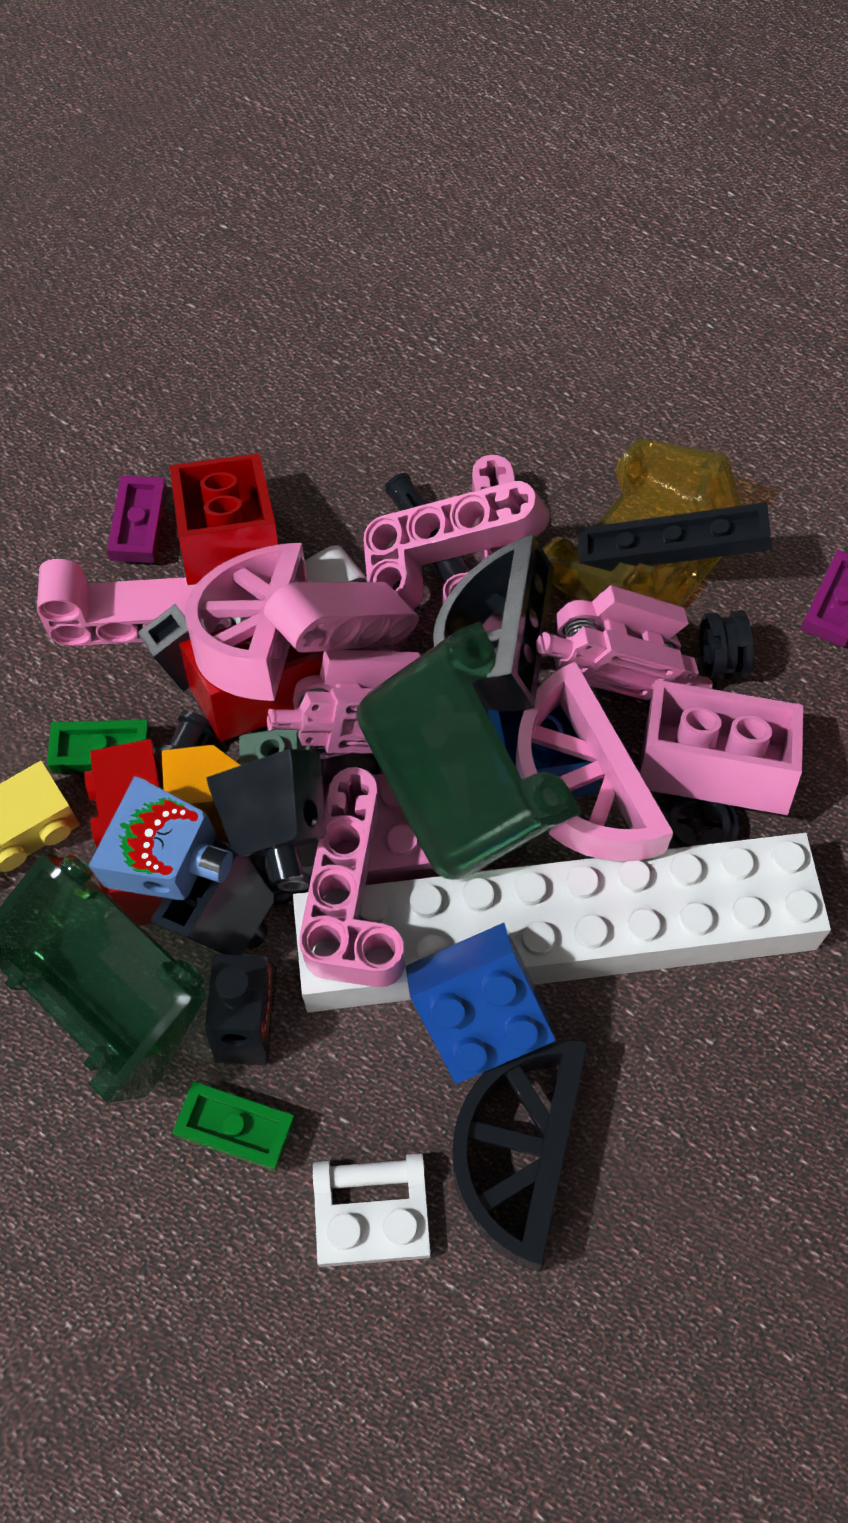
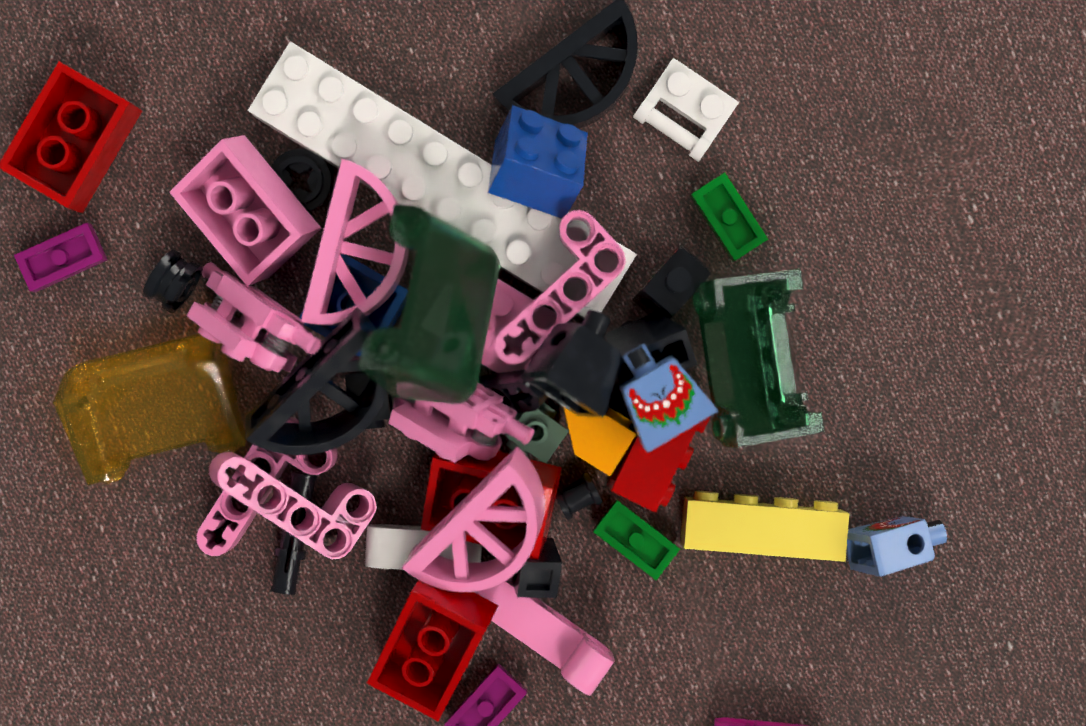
camera: 145 degrees left, 25 degrees up
(341, 616) = (424, 477): bright pink beam -> none
(677, 537) = (142, 376): black plate -> none

